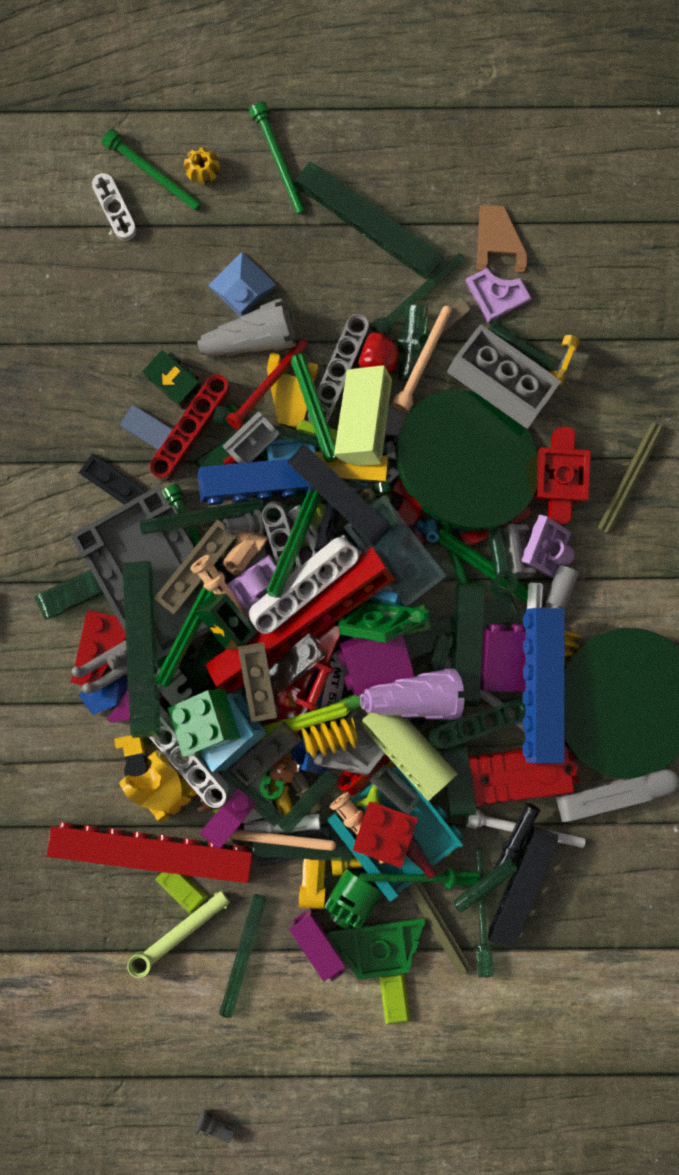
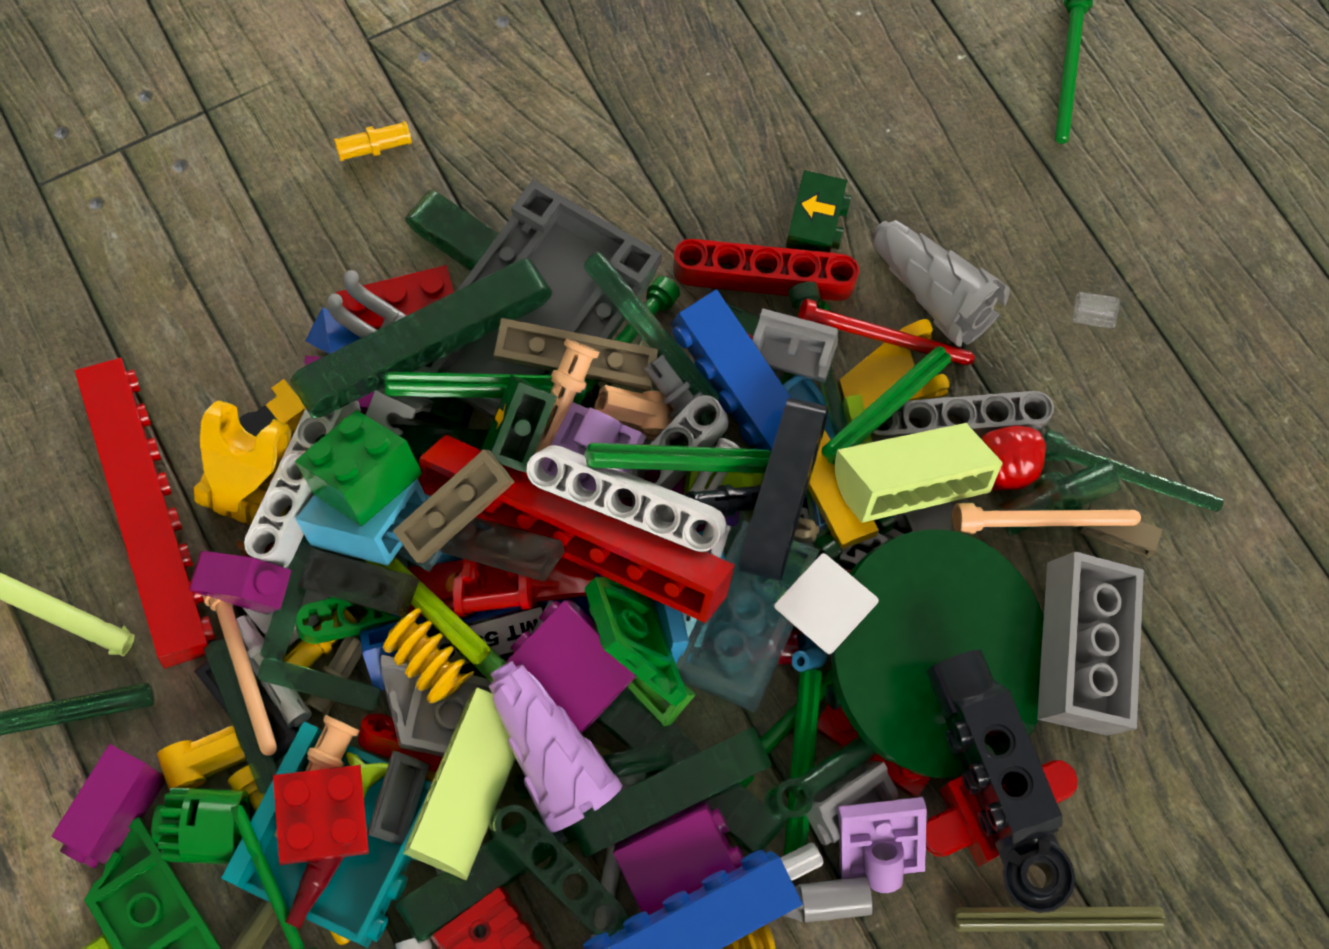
camera: 55 degrees right, 15 degrees down
(111, 198) = (994, 57): white beam -> none
(111, 480) = (639, 203): black tile -> none
(145, 427) = (733, 213): sand blue tile -> none
(182, 890) = (111, 584): lime tile -> none
(200, 157) = (1117, 114): yellow piece -> none
(242, 285) = (997, 242): medium blue slope -> none
(260, 114) = (1232, 152): green piece -> none
(284, 769) = (351, 623): reddish brown plant -> none
(315, 254) = (1096, 310): none -> clear piece
(368, 220) = (1186, 358): clear green beam -> none
(416, 508) = (826, 603): none -> white sticker
(497, 295) = (1198, 581): lavender tile -> none
(498, 236) = (1281, 540): medium nougat flag -> none
(529, 350) = (1150, 652): clear green pin -> none
(572, 344) = (1173, 714): yellow flag -> none
(584, 470) = (1021, 825): none -> black brick

